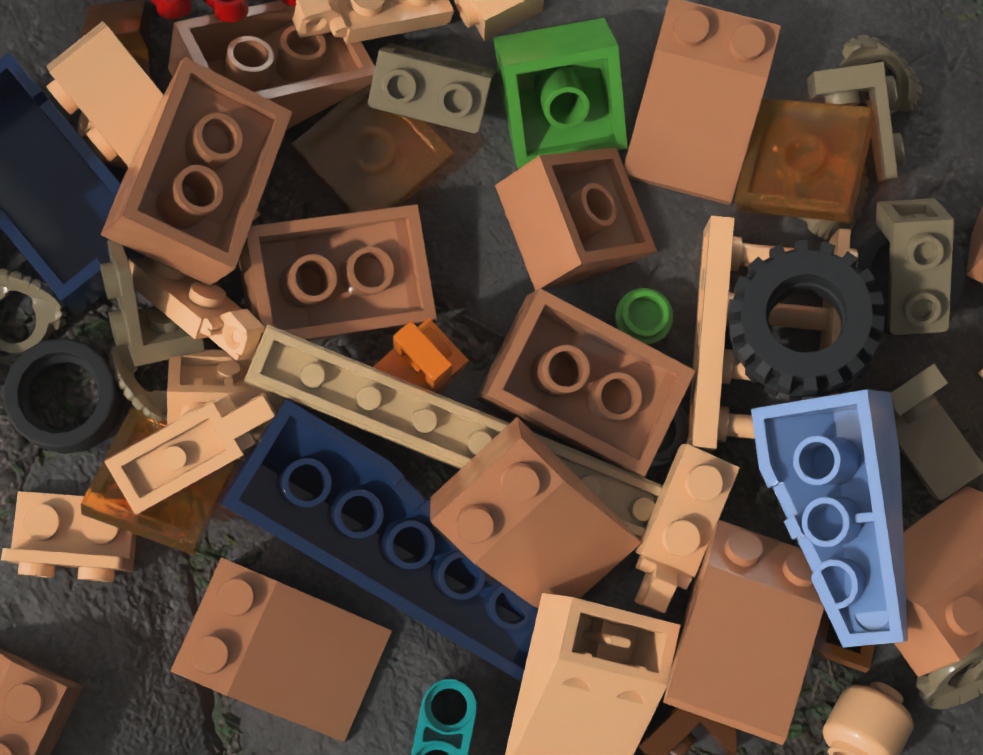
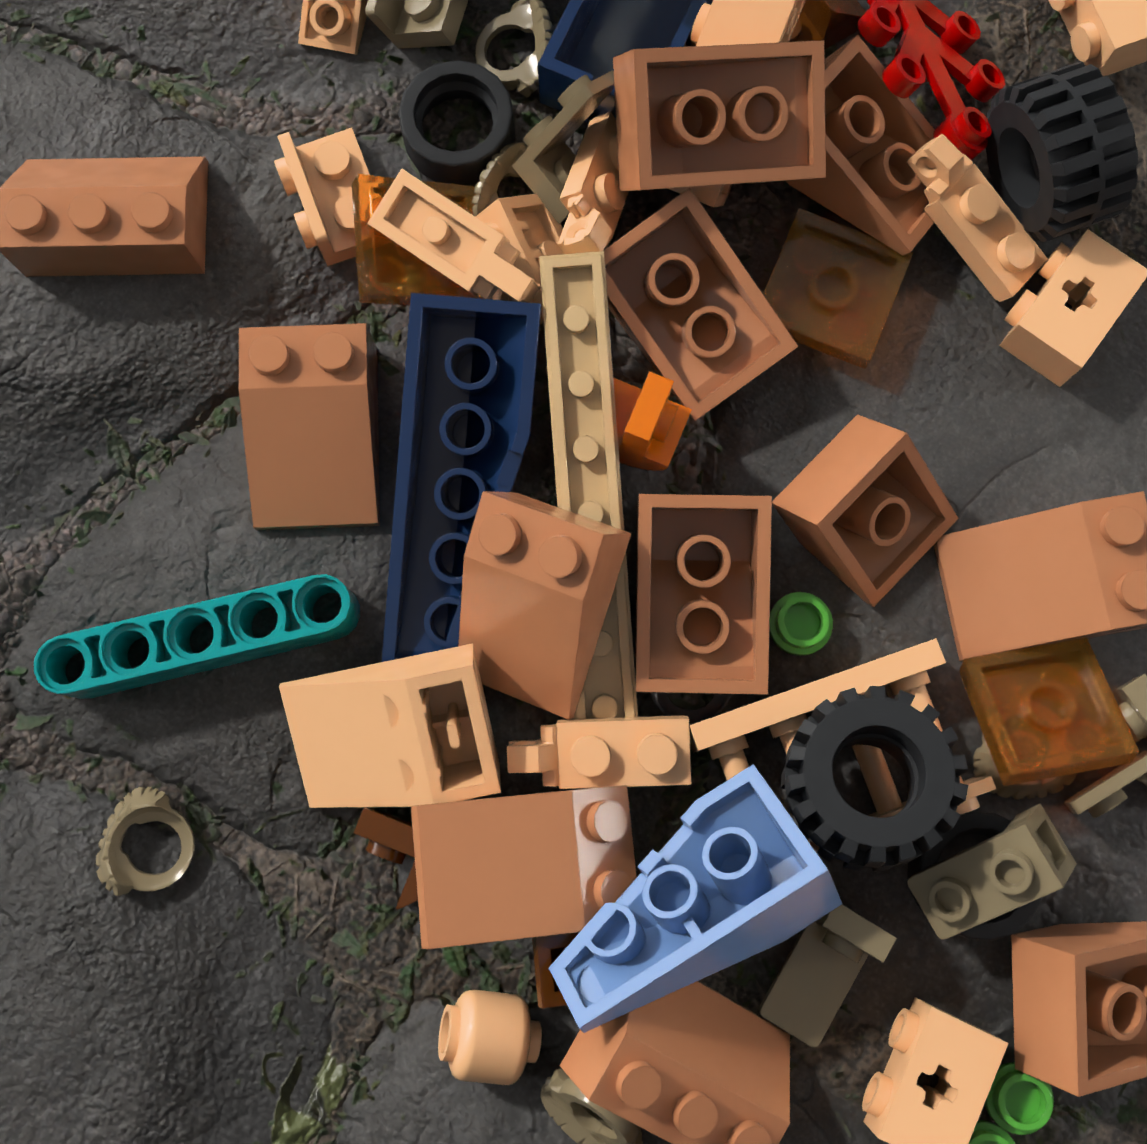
camera: 70 degrees right, 0 degrees up
(431, 87) = (923, 308): dark tan bracket -> none
(561, 89) = (989, 434): bright green slope -> none

